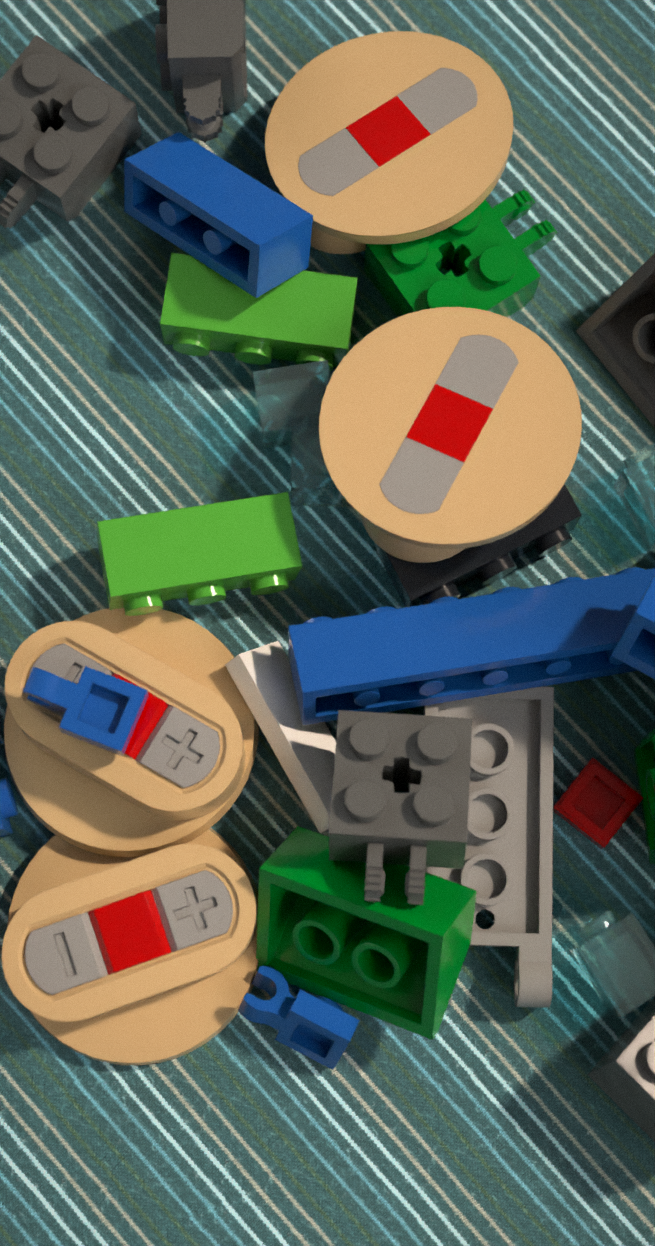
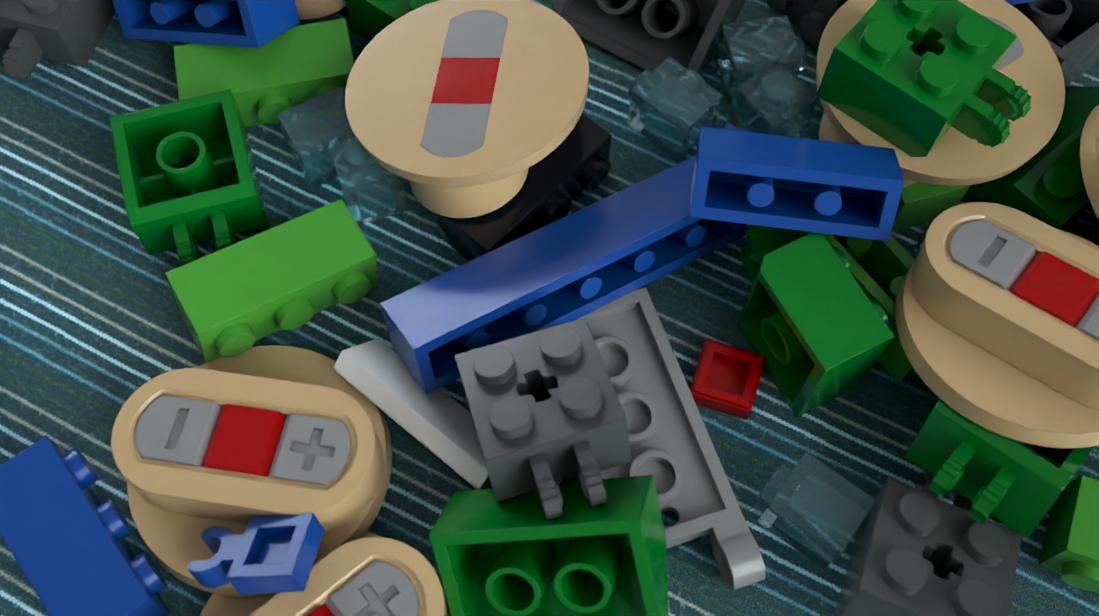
camera: 20 degrees left, 15 degrees down
(96, 709) = (207, 437): blue plate -> none
(115, 833) = (267, 558): none -> blue plate
(166, 443) = (188, 174): none -> green hinge

